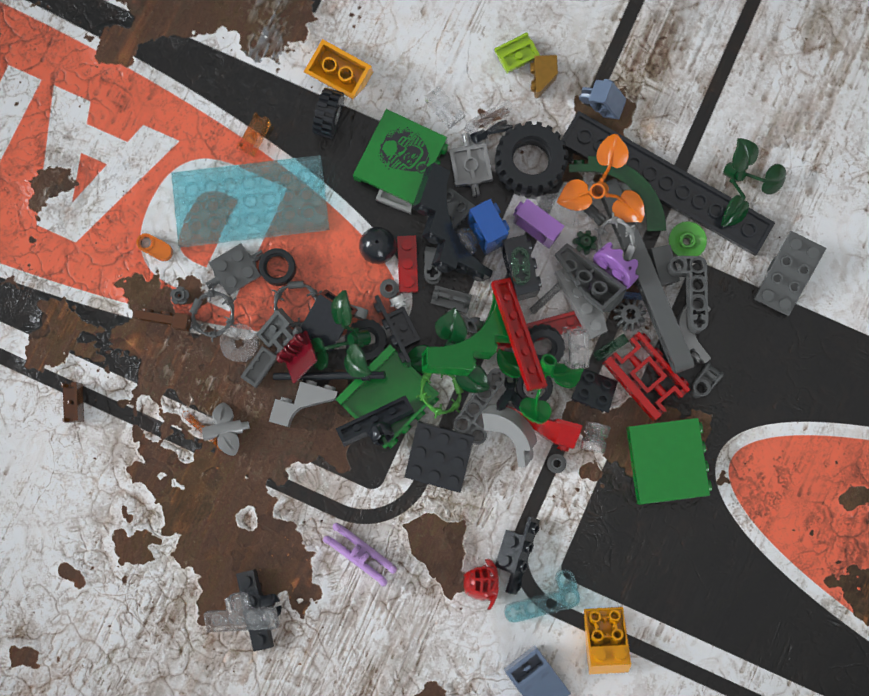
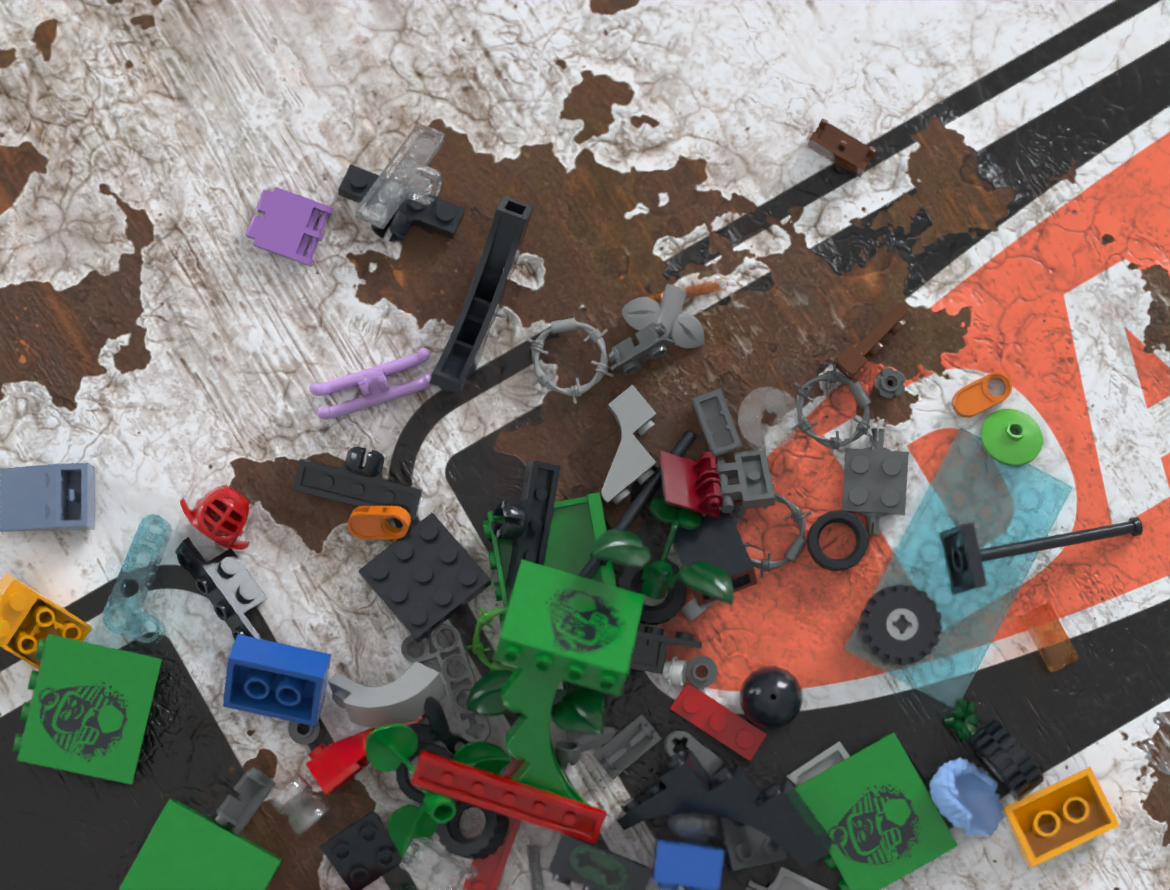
camera: 130 degrees right, 0 degrees up
(172, 218) = (1007, 447): none -> bright green dish
(242, 195) = (965, 558): none -> black tile
(254, 433) = (652, 346): none -> dark grey hinge
(262, 478) = (563, 326): none -> light grey piece
(275, 529) = (484, 296): none -> black arch
(304, 214) = (886, 638): none -> black wheel
(308, 660) = (288, 225): none -> medium lavender plate
(323, 148) = (963, 719): none -> dark green plant
(359, 120) = (967, 797): none -> light blue piece
(414, 360) = (570, 628): none -> green panel
(416, 524) = (357, 483): none -> black plate
(431, 502) = (372, 523): none -> orange piece
(543, 493) = (276, 680): none -> blue brick
(607, 465) = (253, 790): none -> dark grey hinge
(627, 579) = (87, 709): none -> green panel

